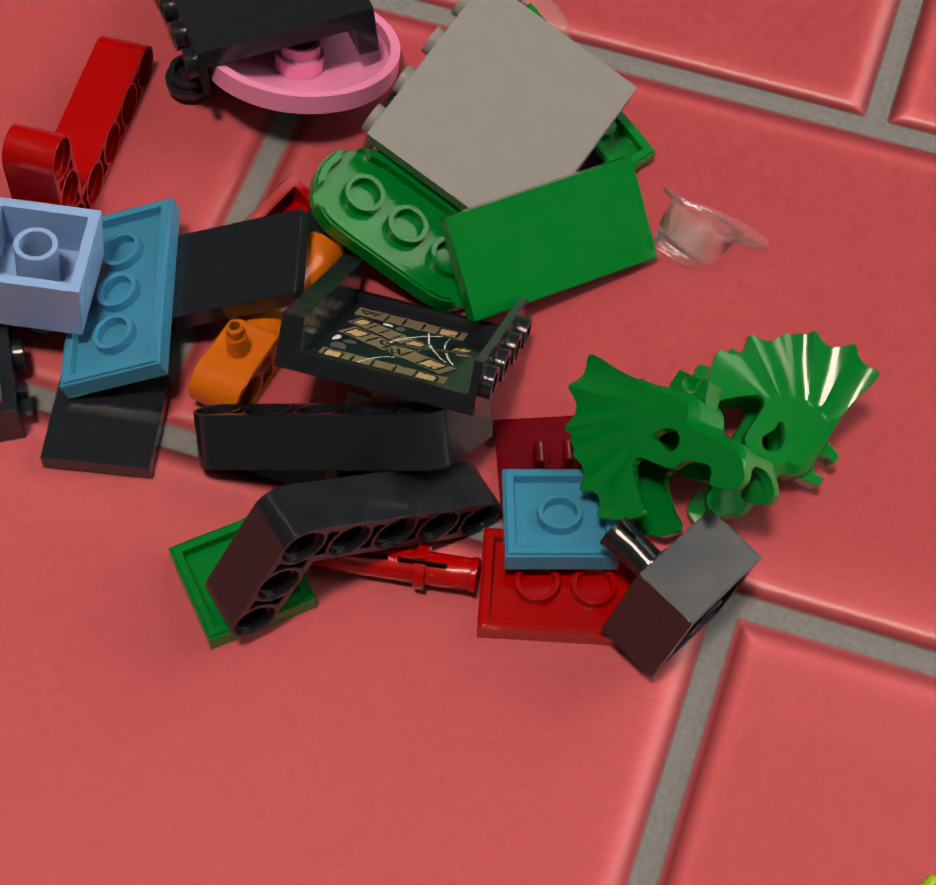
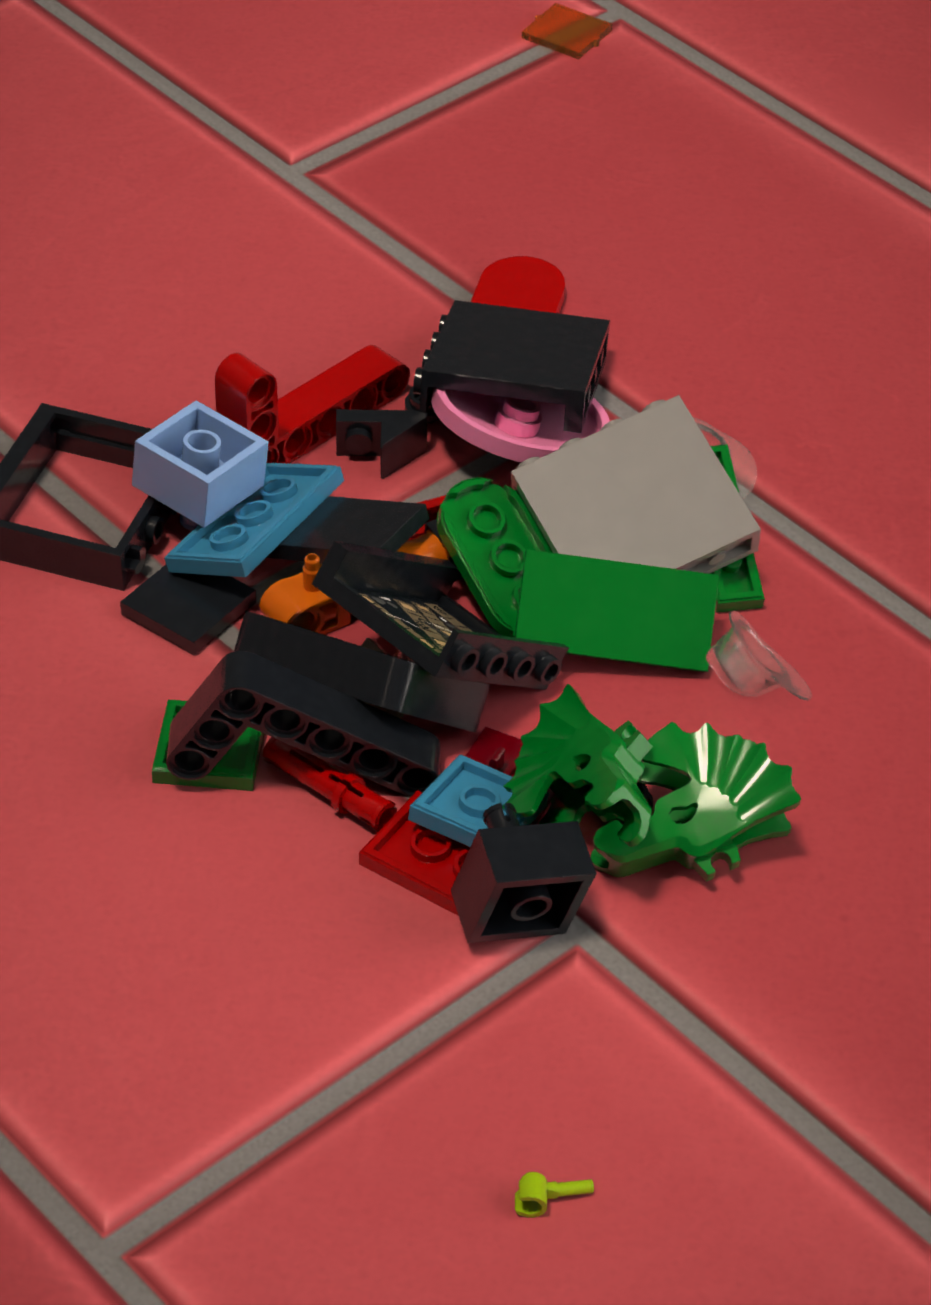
camera: 30 degrees right, 15 degrees down
(179, 132) = (391, 434): none -> black slope

